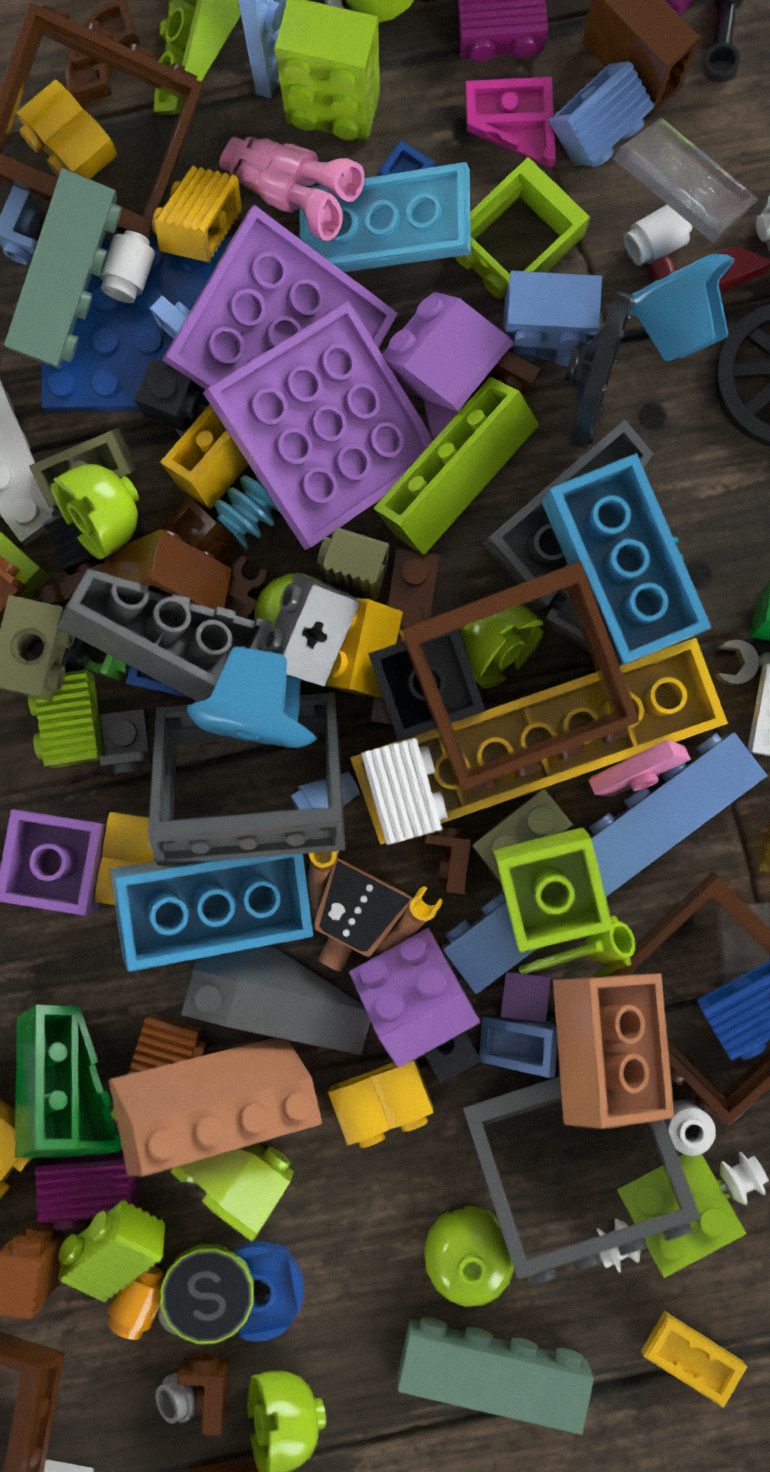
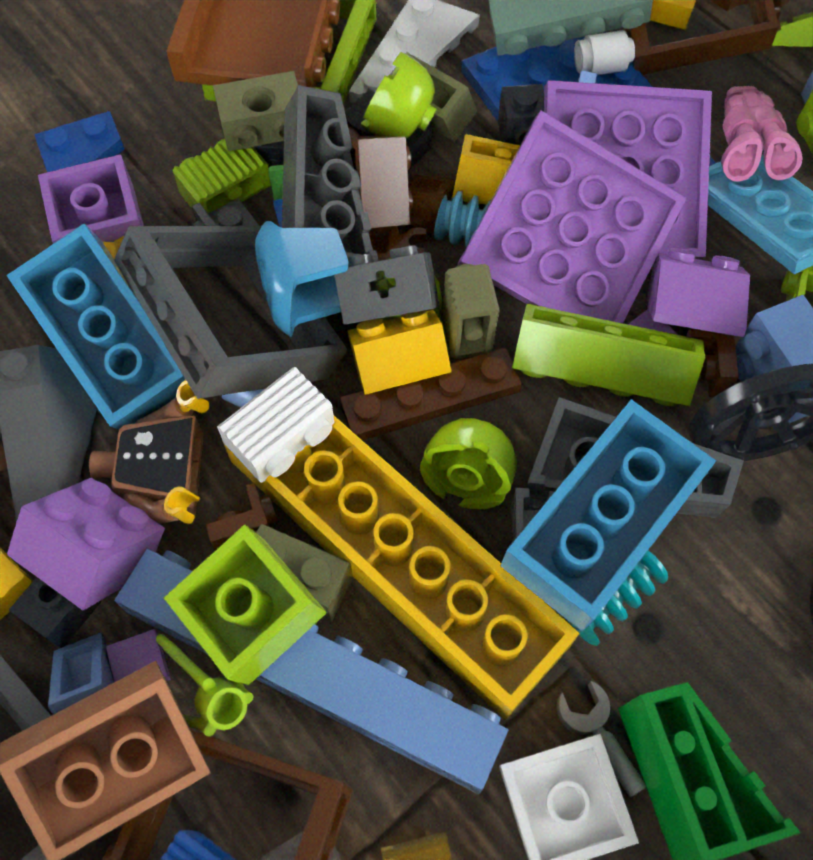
camera: 55 degrees right, 20 degrees down
(197, 214) = (675, 70): yellow brick -> none
(403, 692) = (396, 407): black slope -> none
(566, 743) = (486, 405): reddish brown window -> none
(640, 770) = (418, 650): bright pink plate -> none

